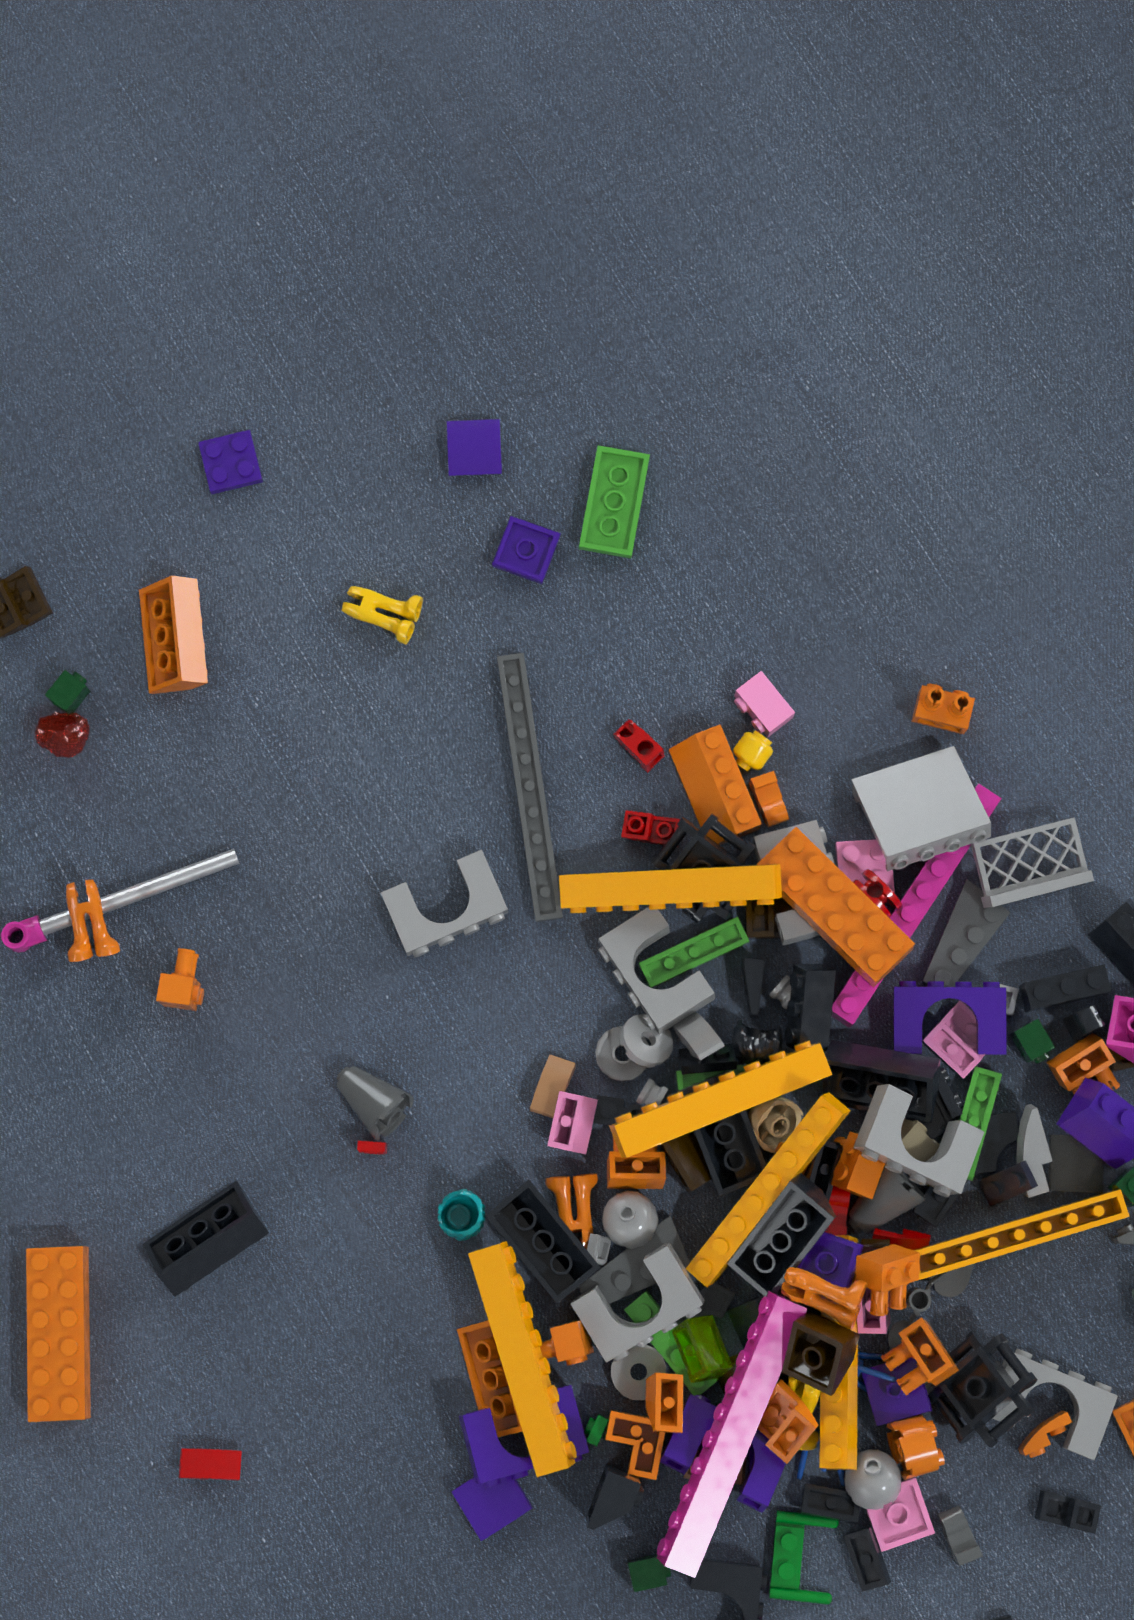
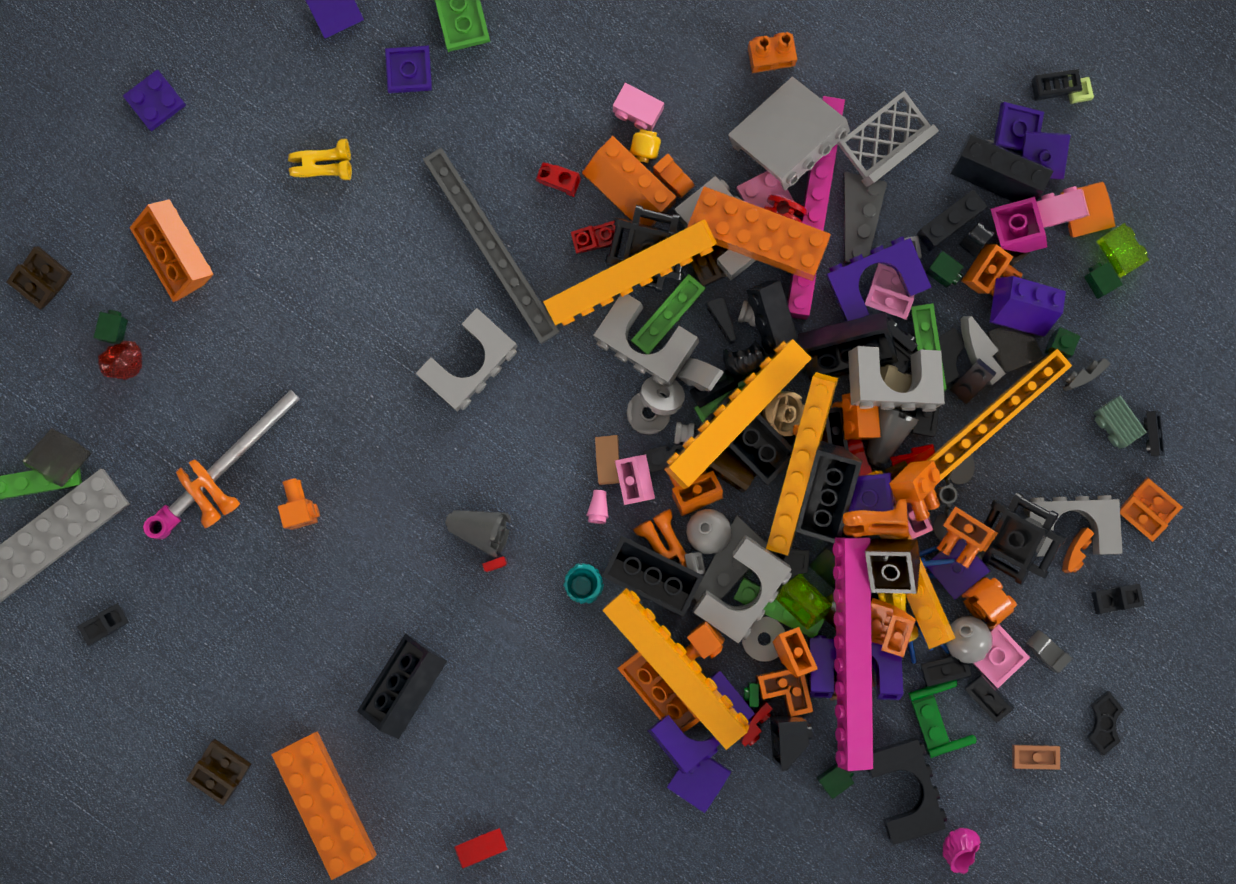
camera: 25 degrees left, 5 degrees up
(516, 1137) = (598, 508): none -> bright pink cone
(596, 1457) = (761, 715): none -> red slope

